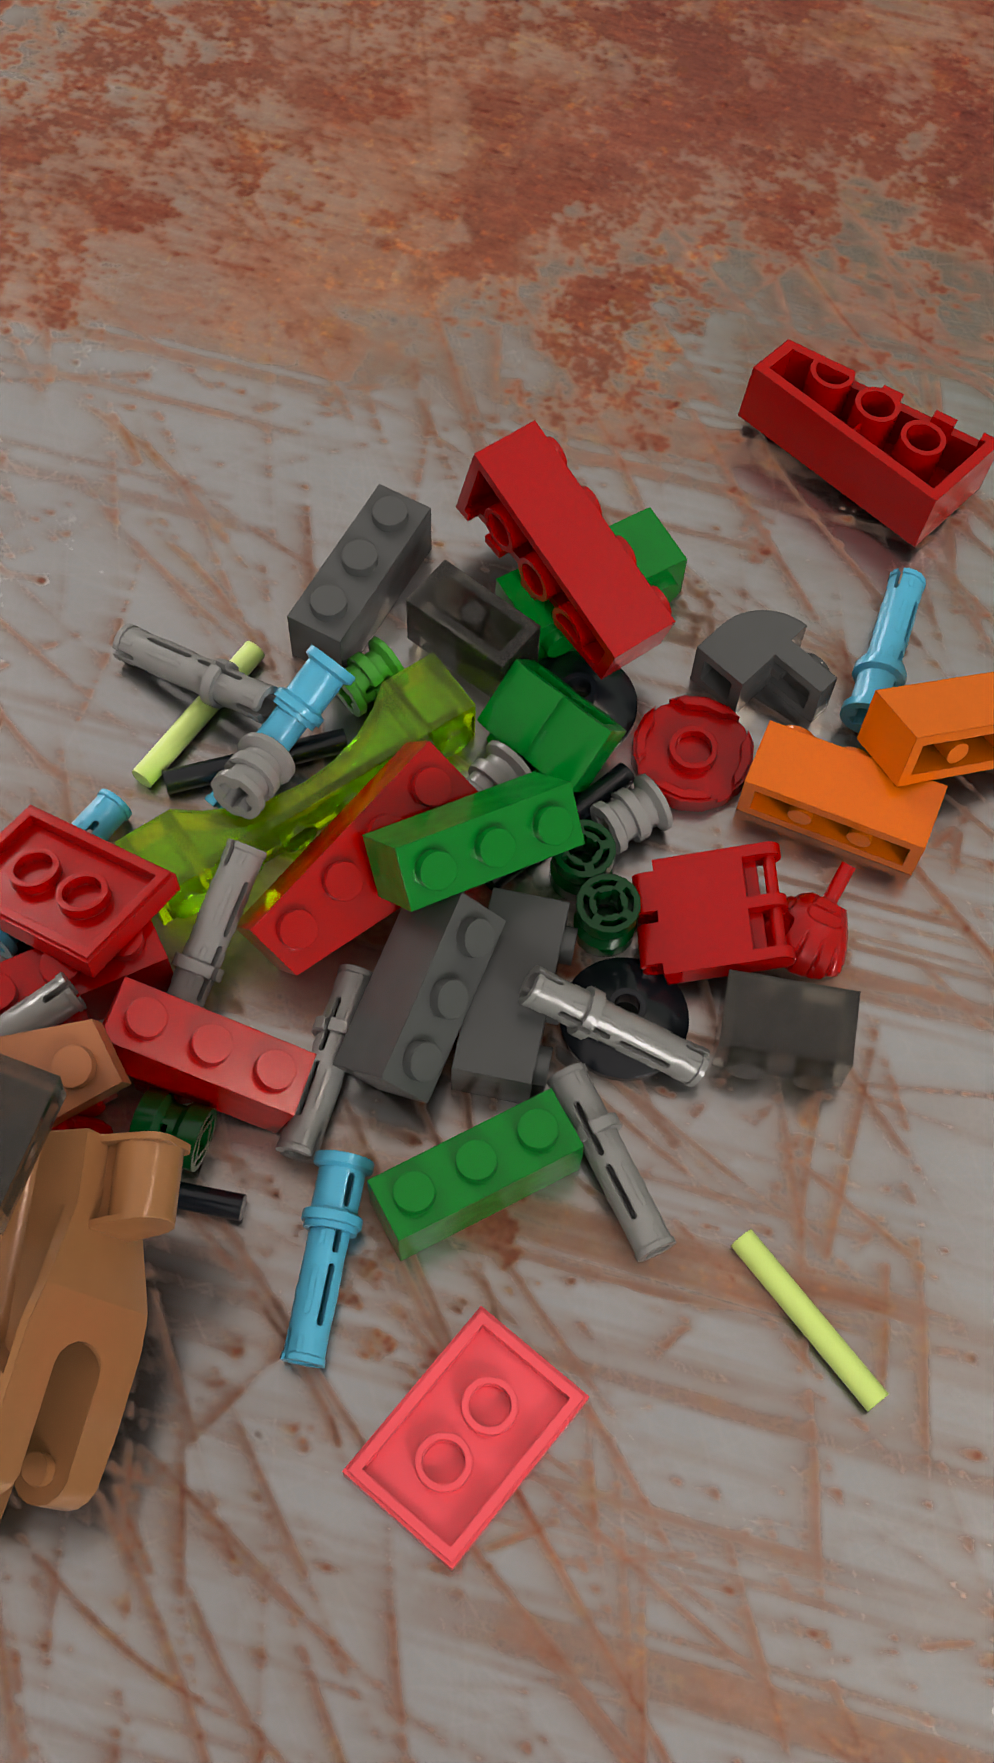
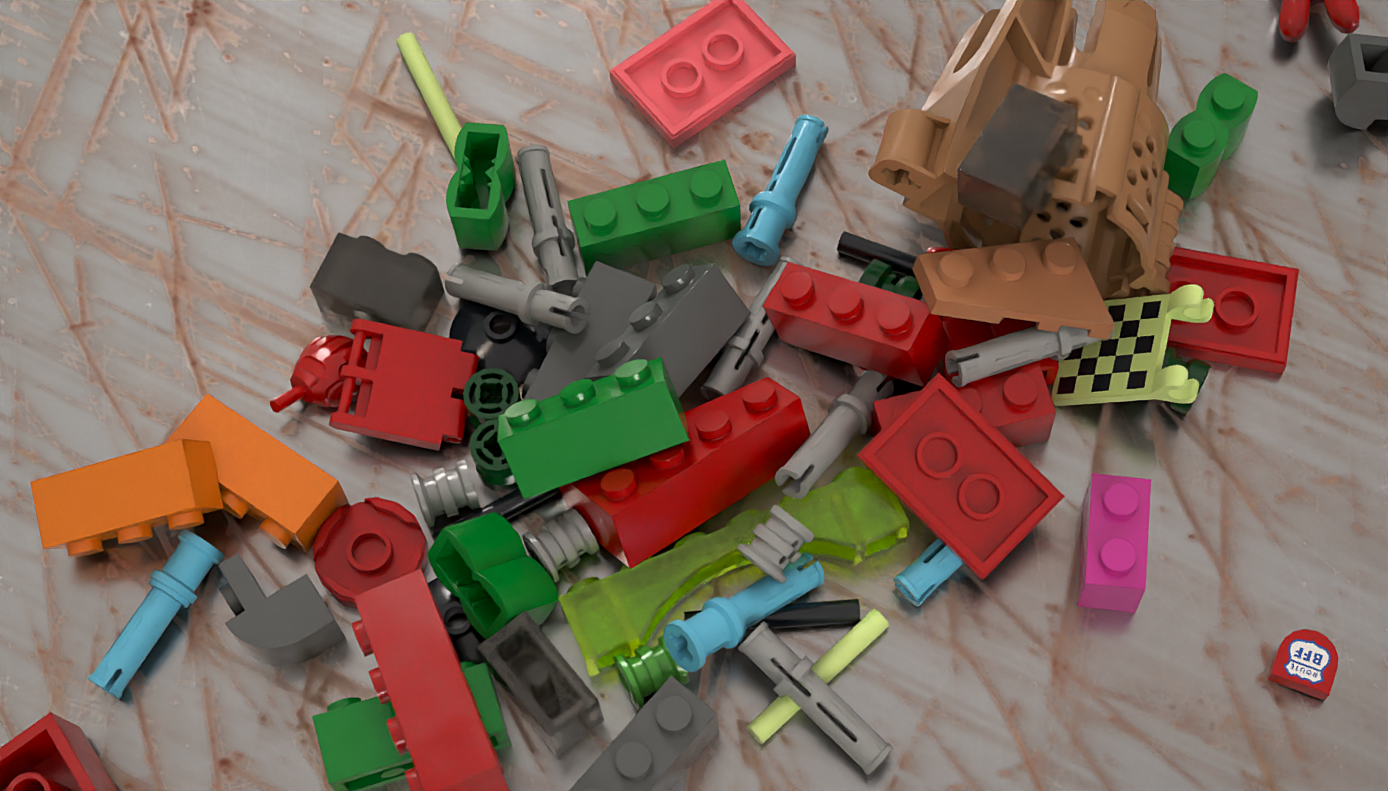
camera: 160 degrees left, 0 degrees up
(707, 1184) = (481, 186): none -> green brick

